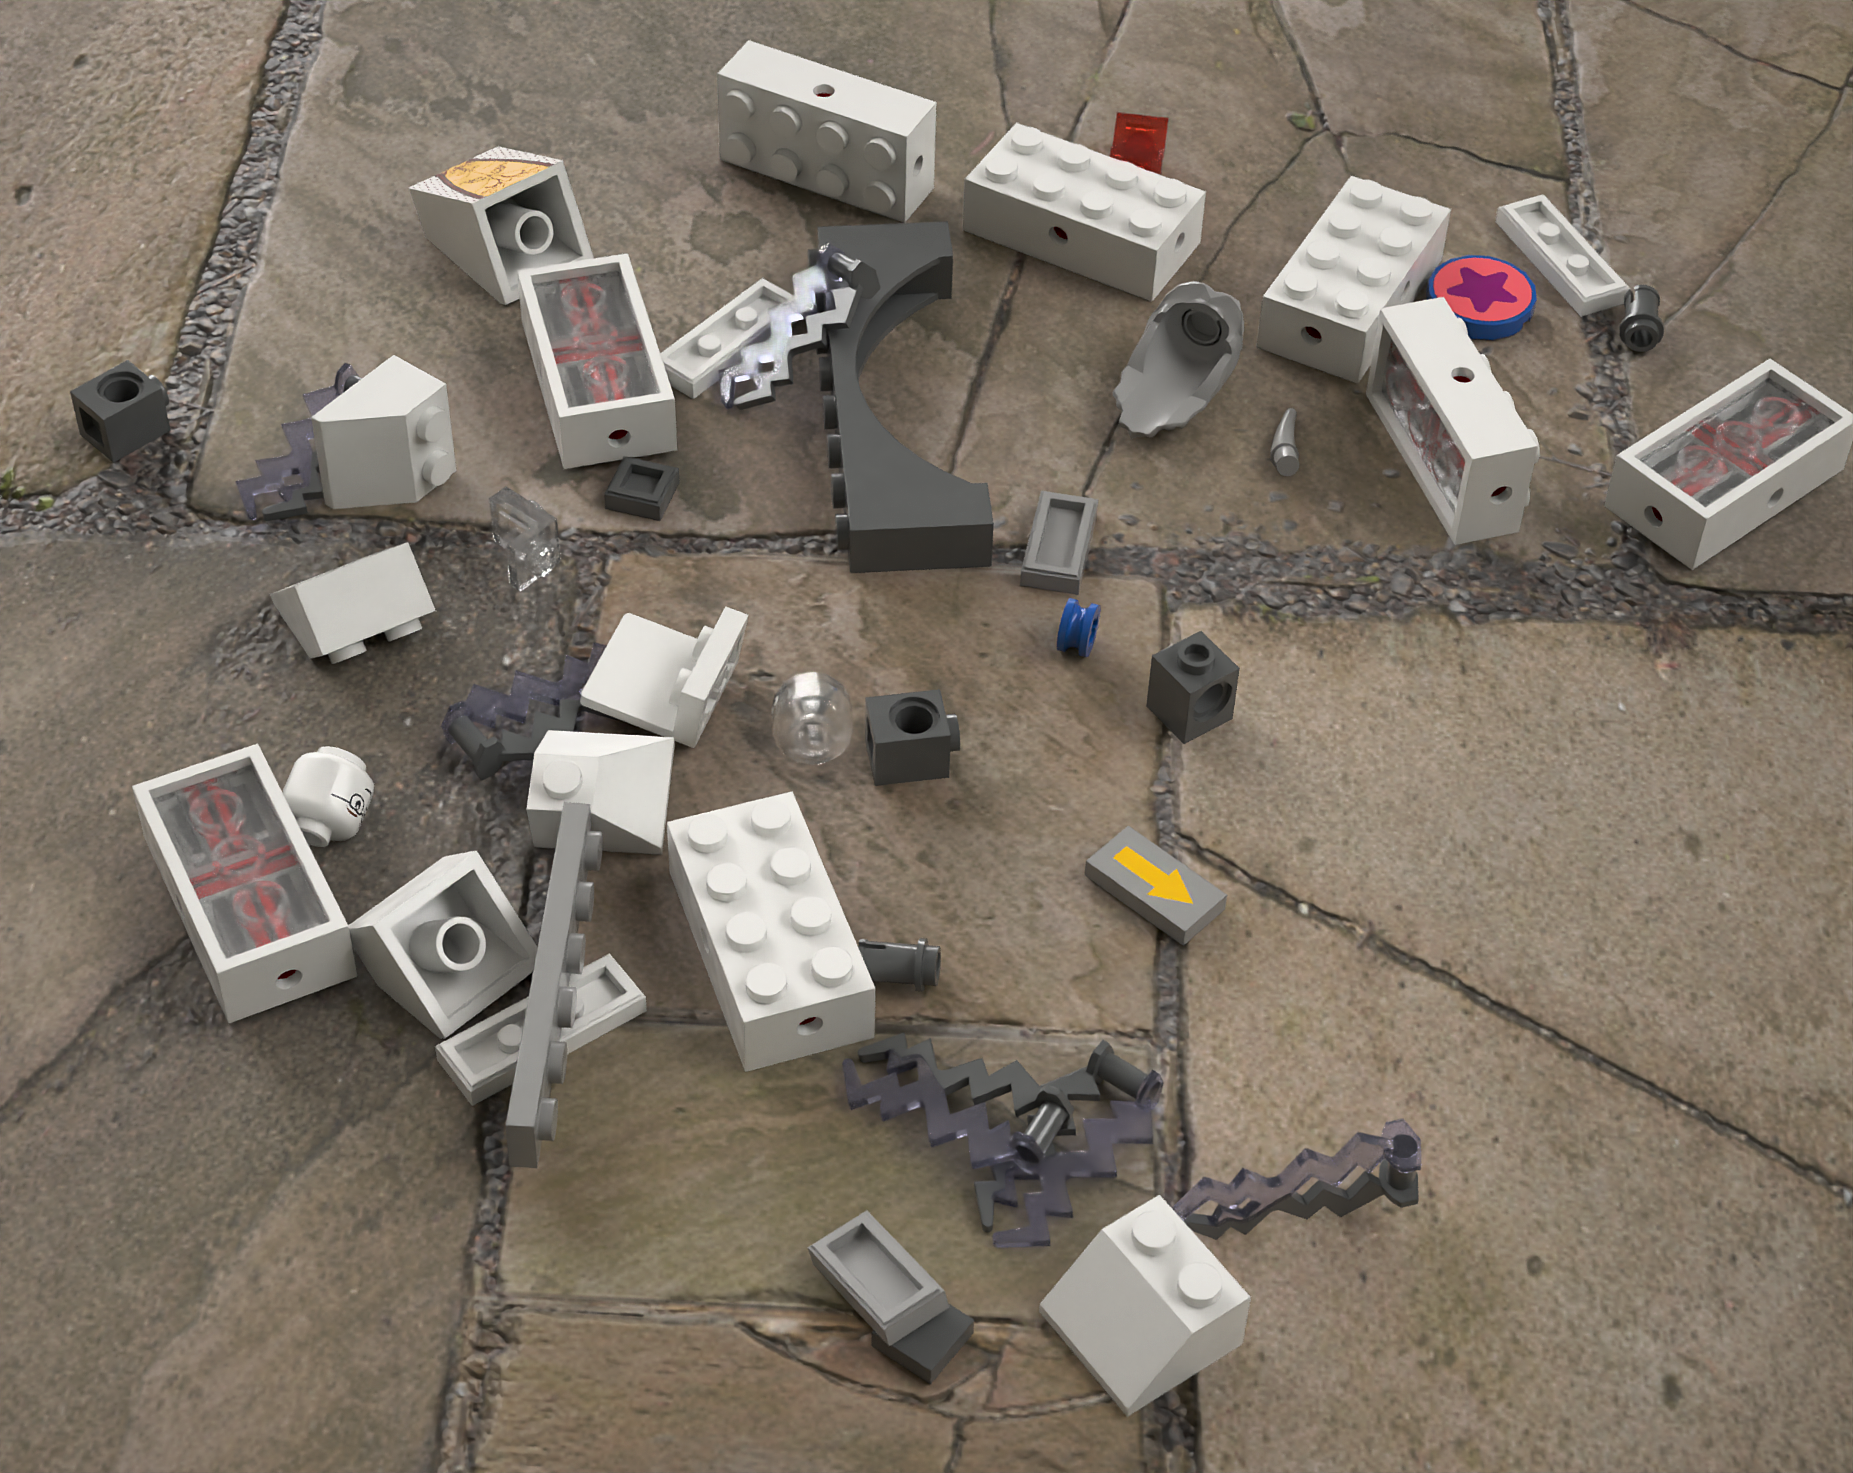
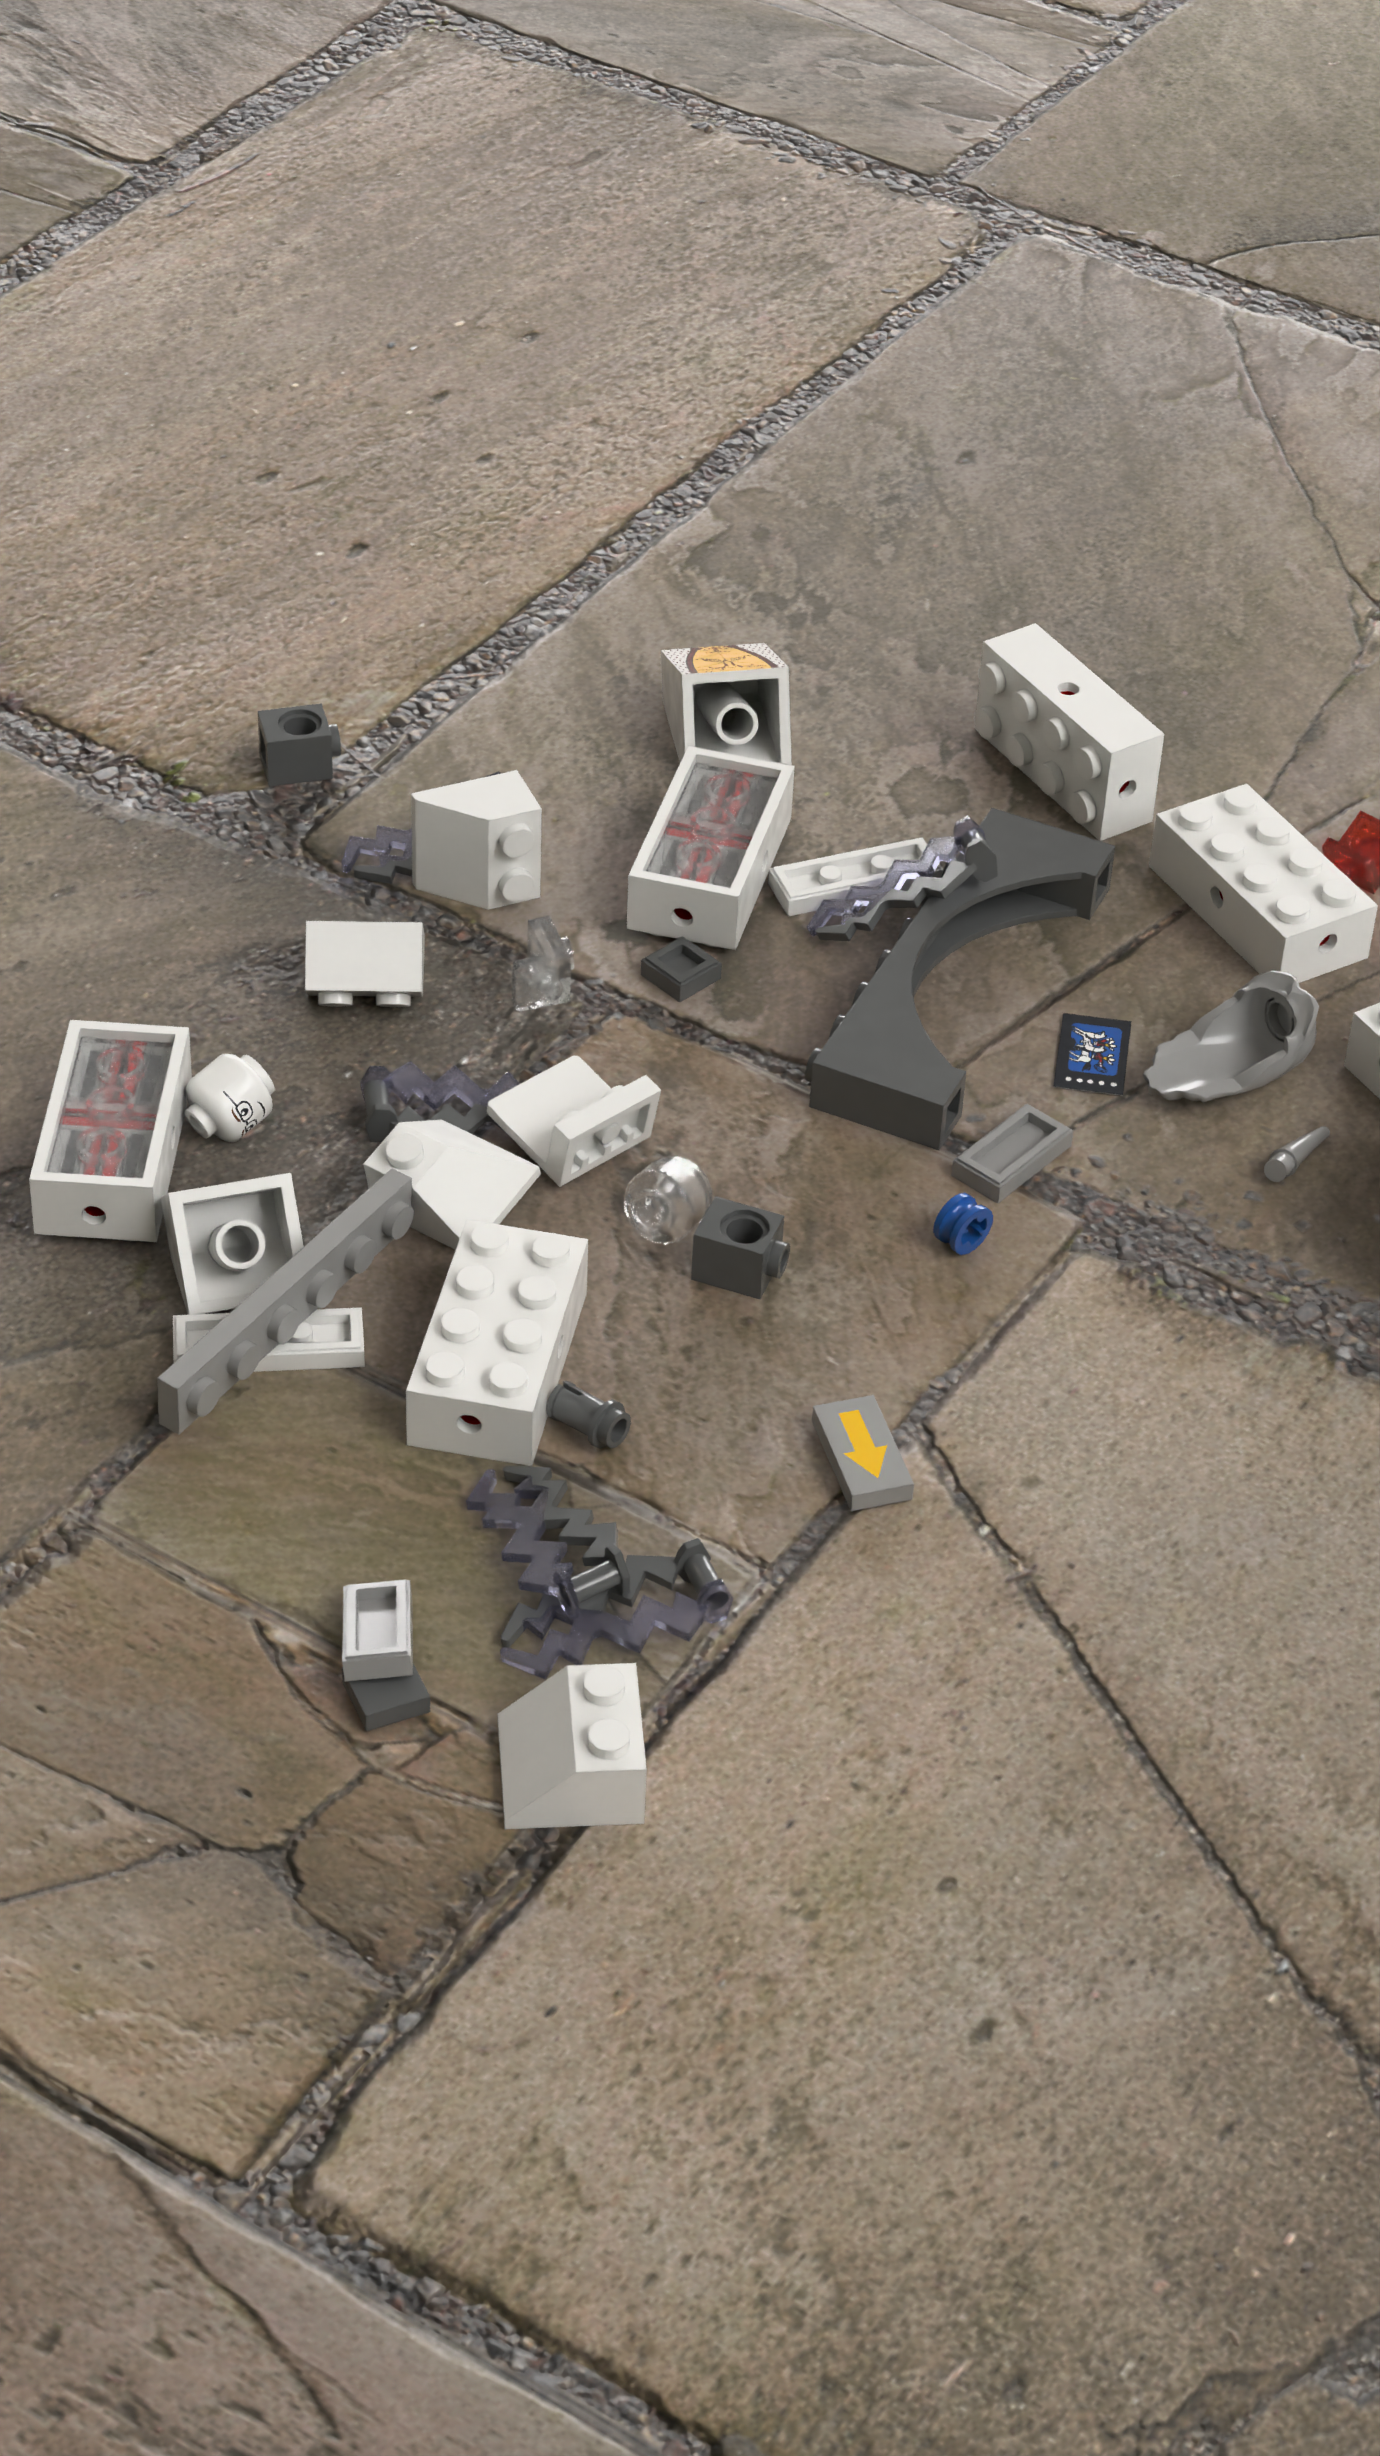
camera: 30 degrees right, 5 degrees down
(1050, 421) = (1092, 1054): none -> black sticker
(1192, 687) = (1020, 1309): dark grey brick -> none
(1396, 1150) = (747, 1715): clear purple piece -> none

